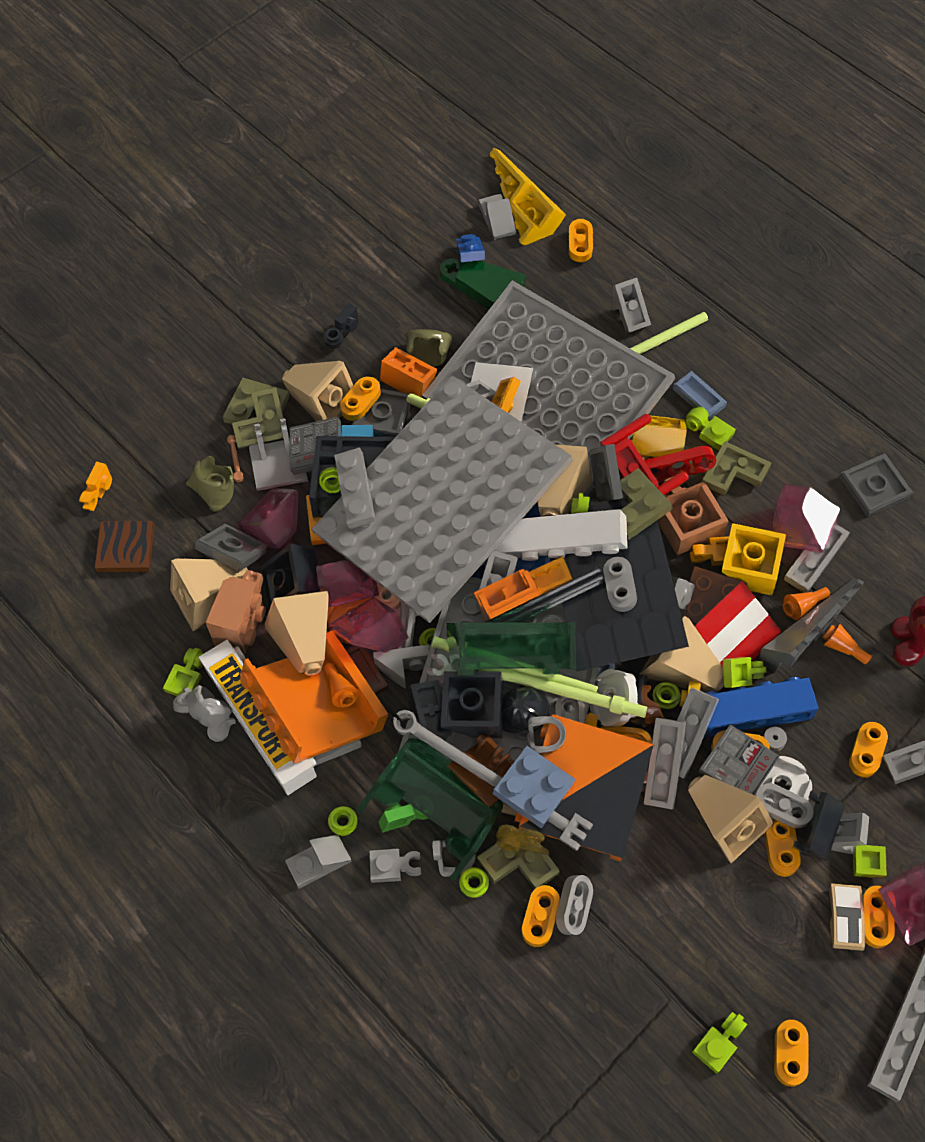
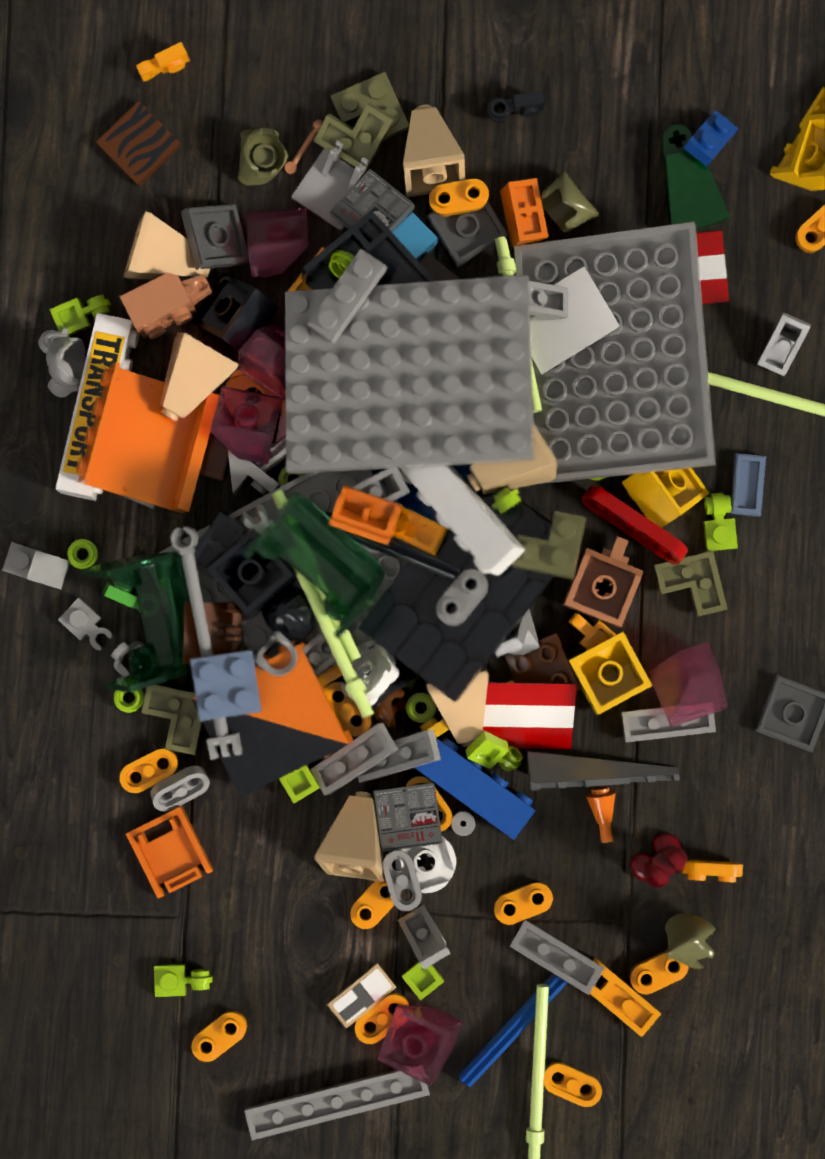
camera: 45 degrees right, 25 degrees up
(342, 691) = (175, 455): orange cone -> none
(498, 216) = (780, 122): light grey slope -> none
(505, 393) = (558, 332): light orange plate -> none
(513, 838) = (179, 700): clear yellow plate -> none
(605, 473) = (559, 491): dark grey tile -> none
(619, 959) = (171, 857): none -> orange container
(630, 459) = (596, 503): red plate -> none
(647, 819) = (299, 783): none -> lime plate
(799, 604) = (607, 745): orange cone -> none
(822, 826) = (412, 923): black hinge -> none

